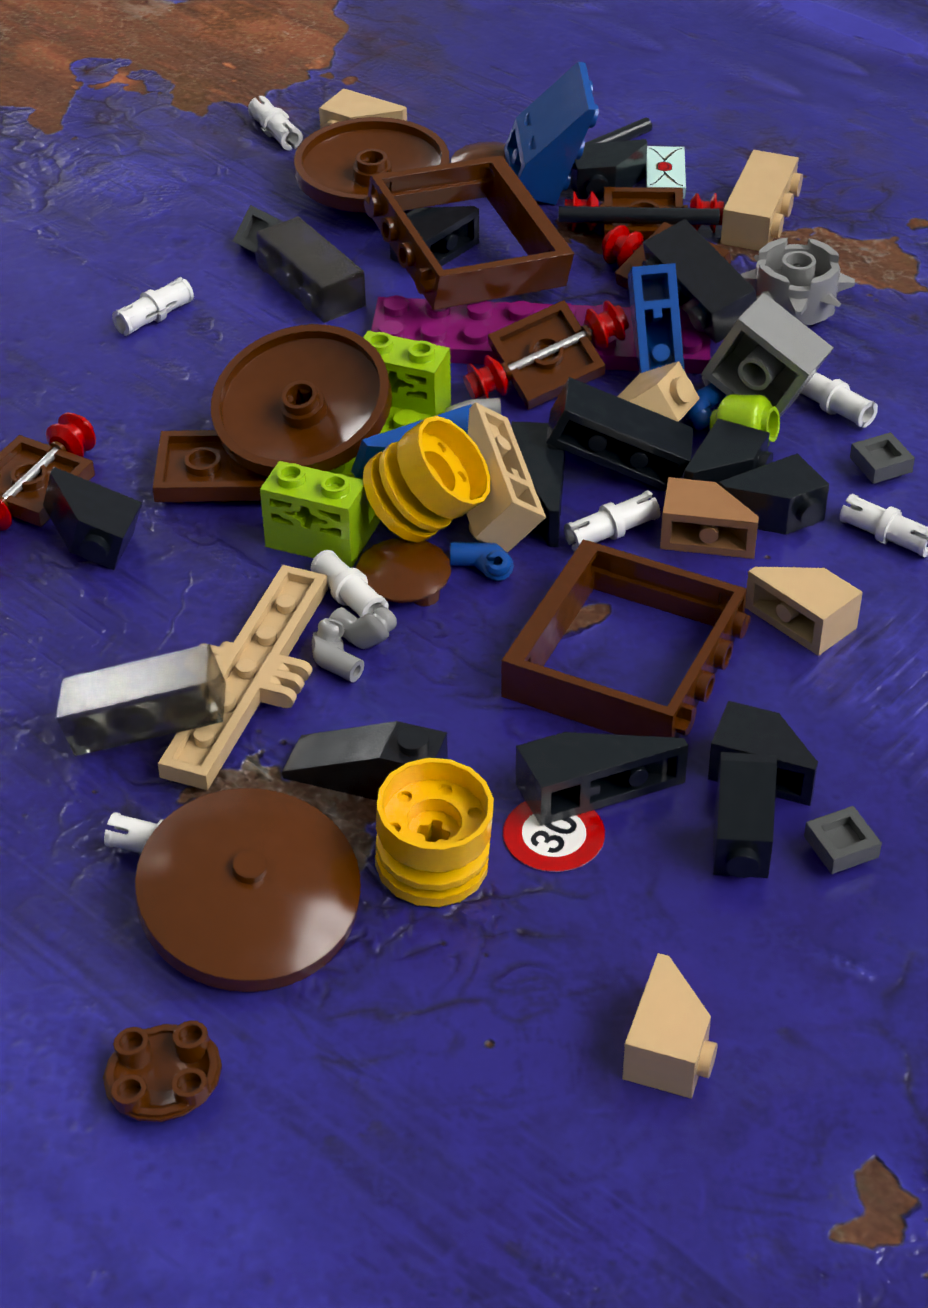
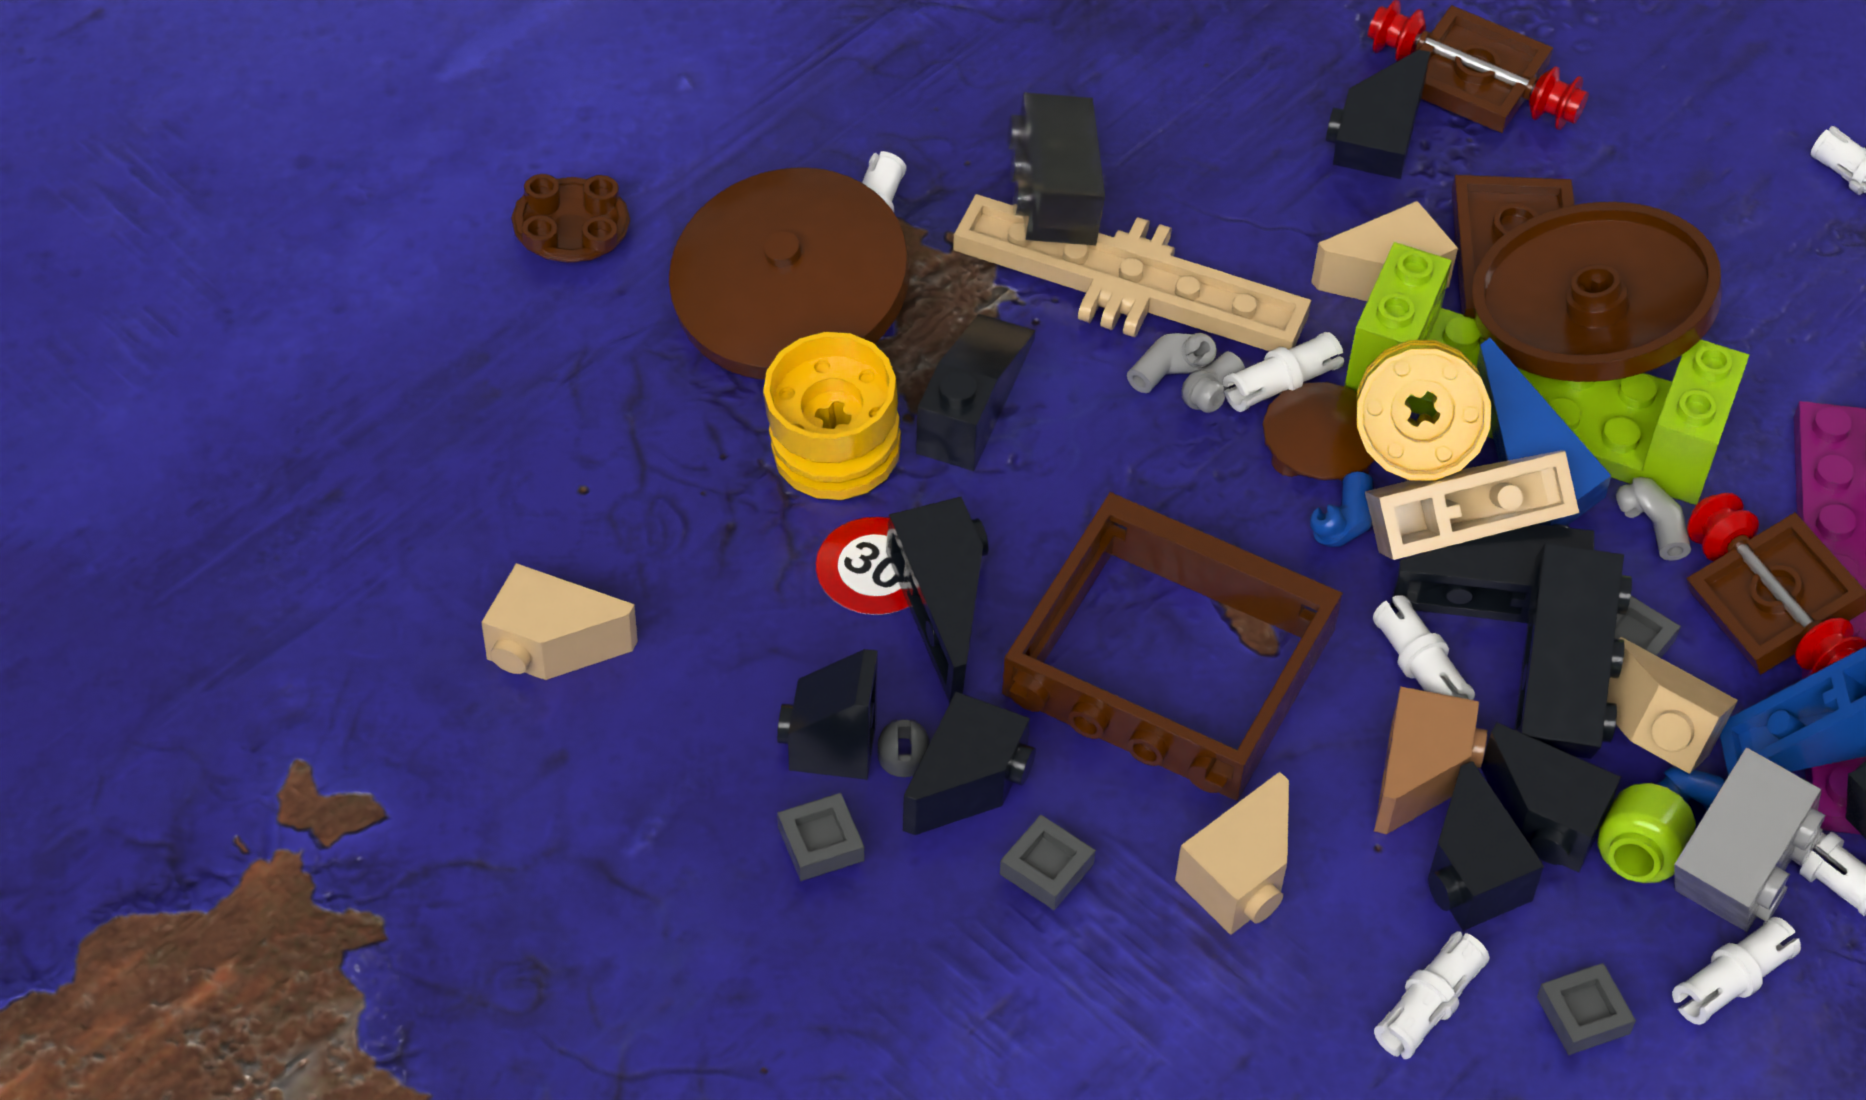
camera: 90 degrees right, 10 degrees up
(233, 525) = (1354, 259): none -> tan slope
(833, 709) = (1047, 862): none -> dark grey plate

